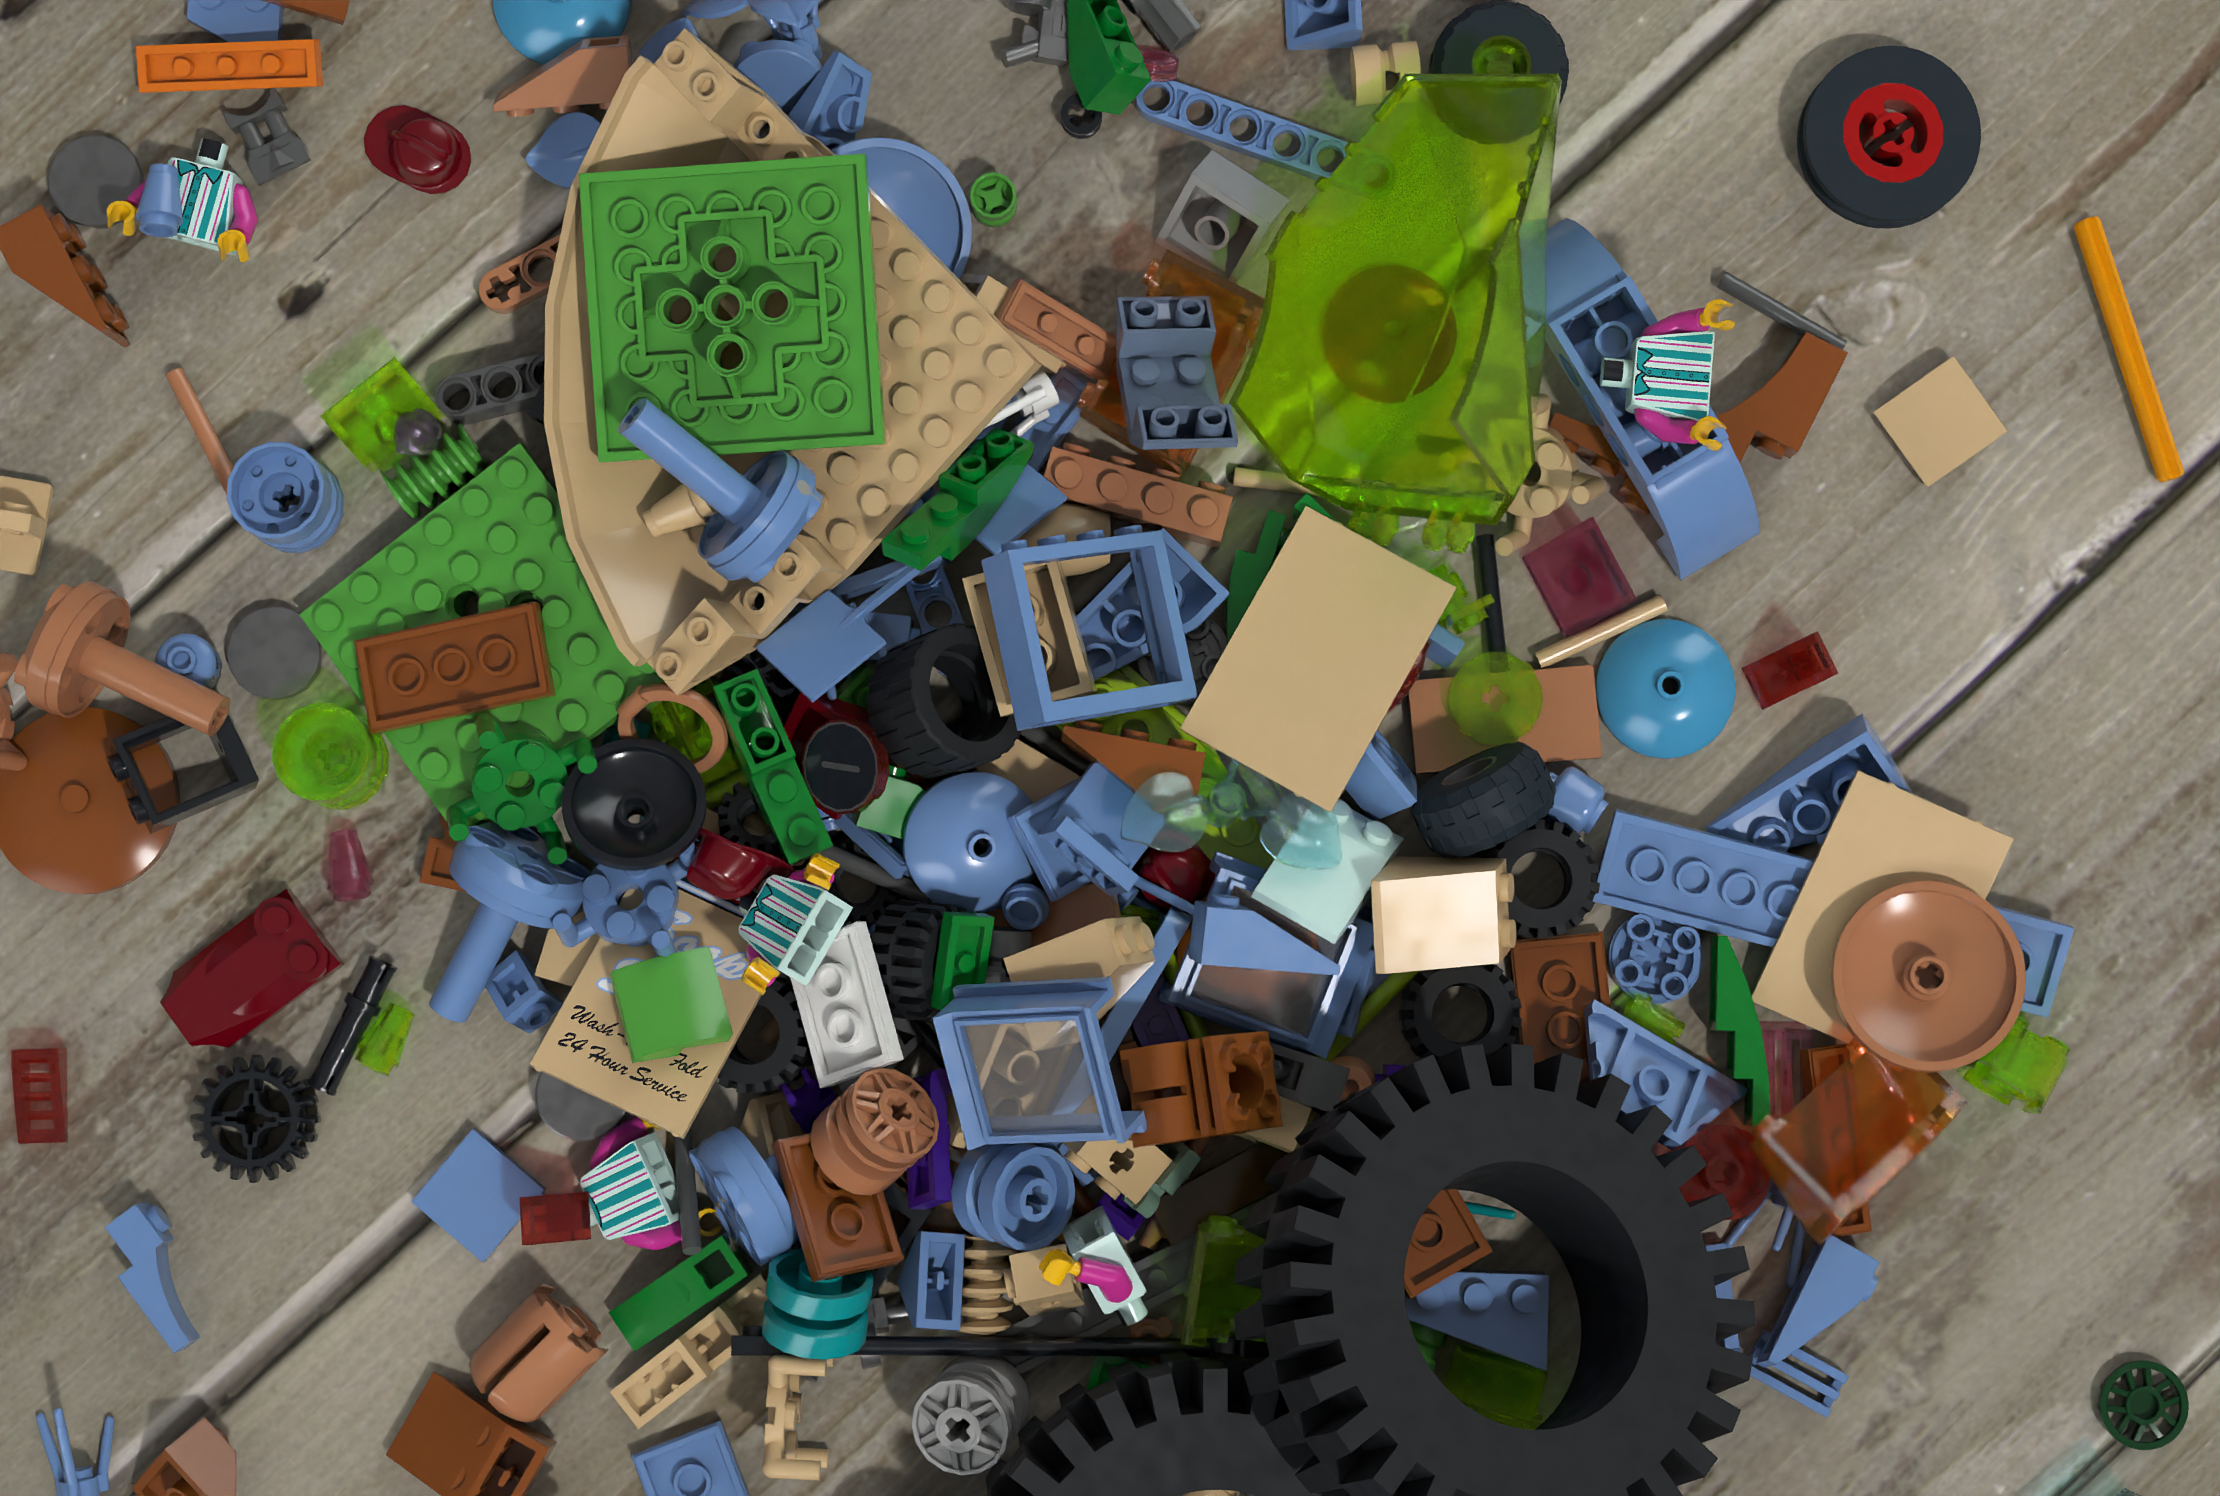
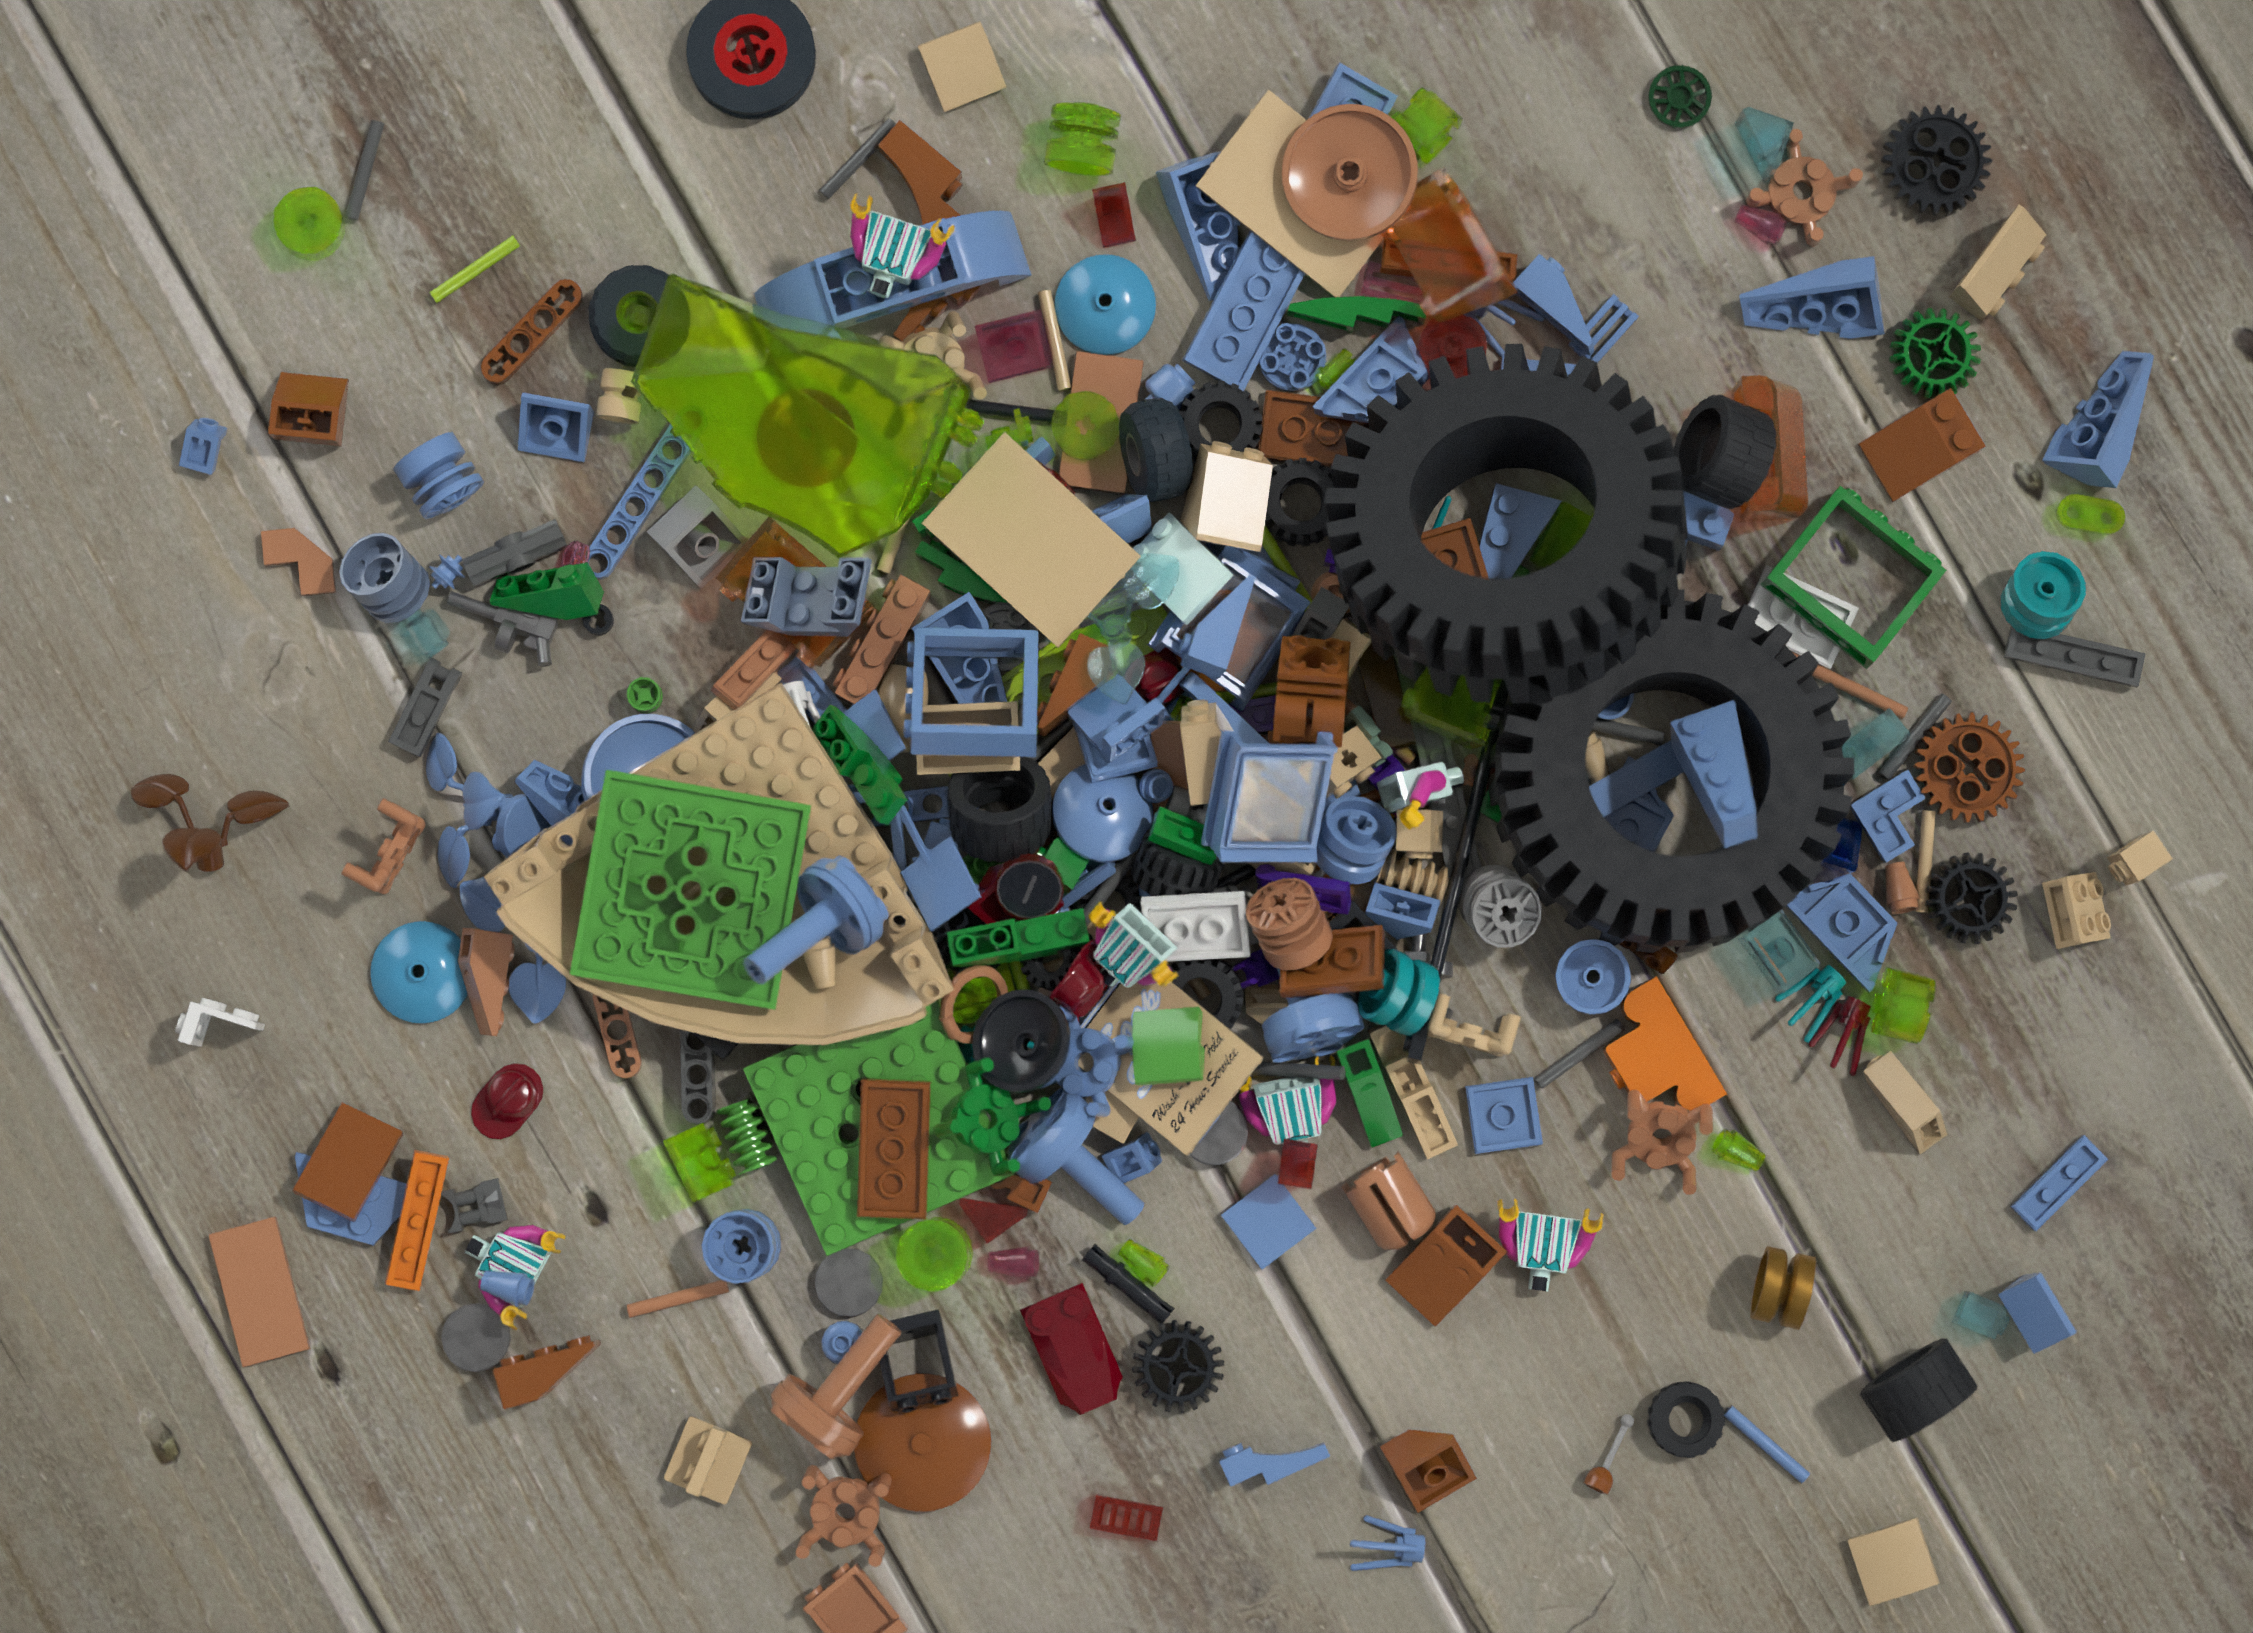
camera: 75 degrees left, 0 degrees up
(400, 821) = (991, 1218): none -> clear red slope
(416, 433) = (718, 1140): plate -> none
(1894, 603) = (1083, 131): none -> clear neon green wheel

